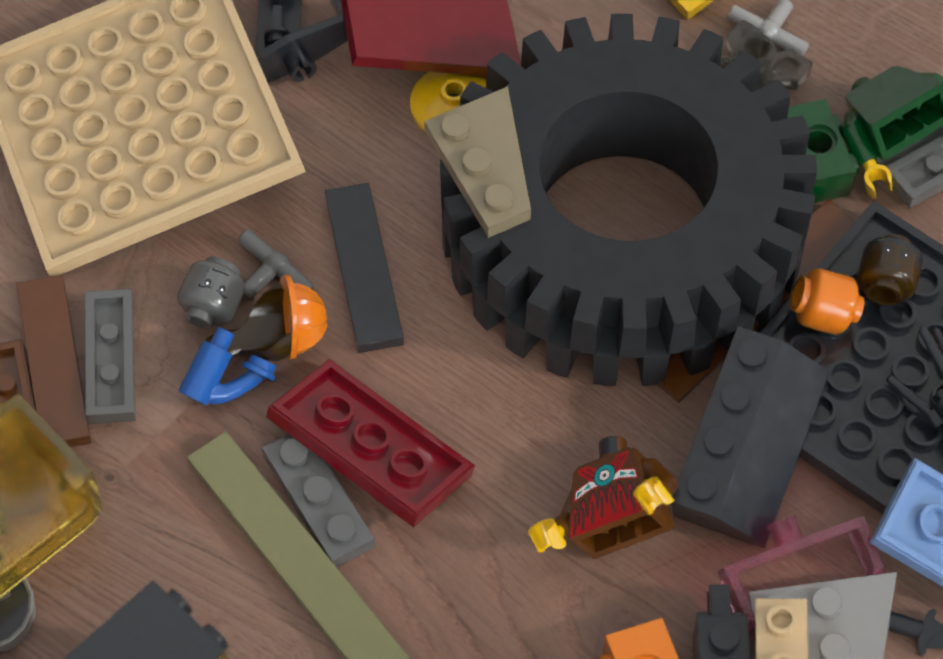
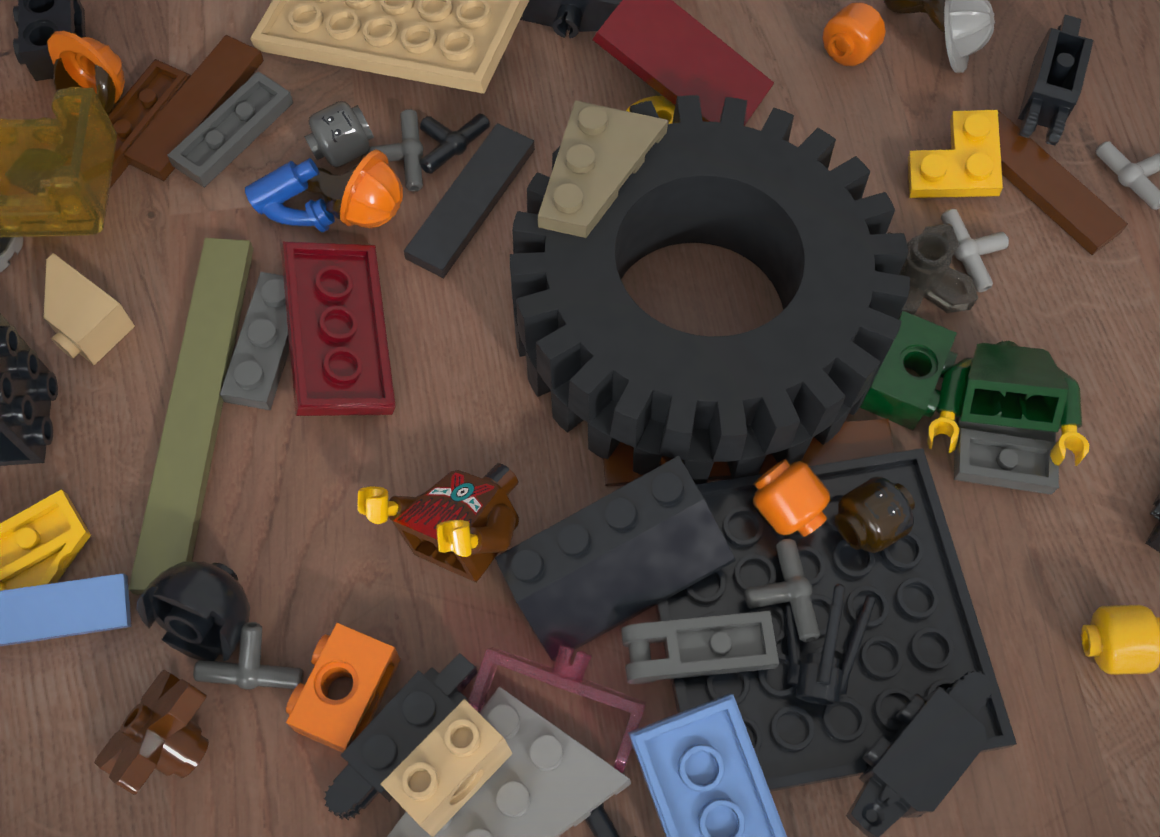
camera: 40 degrees right, 5 degrees up
(128, 574) = (81, 313): none -> tan slope
(303, 232) = (450, 141): none -> black piece
(861, 449) = (701, 646): none -> dark grey plate
(882, 363) = (794, 589): none -> dark grey piece

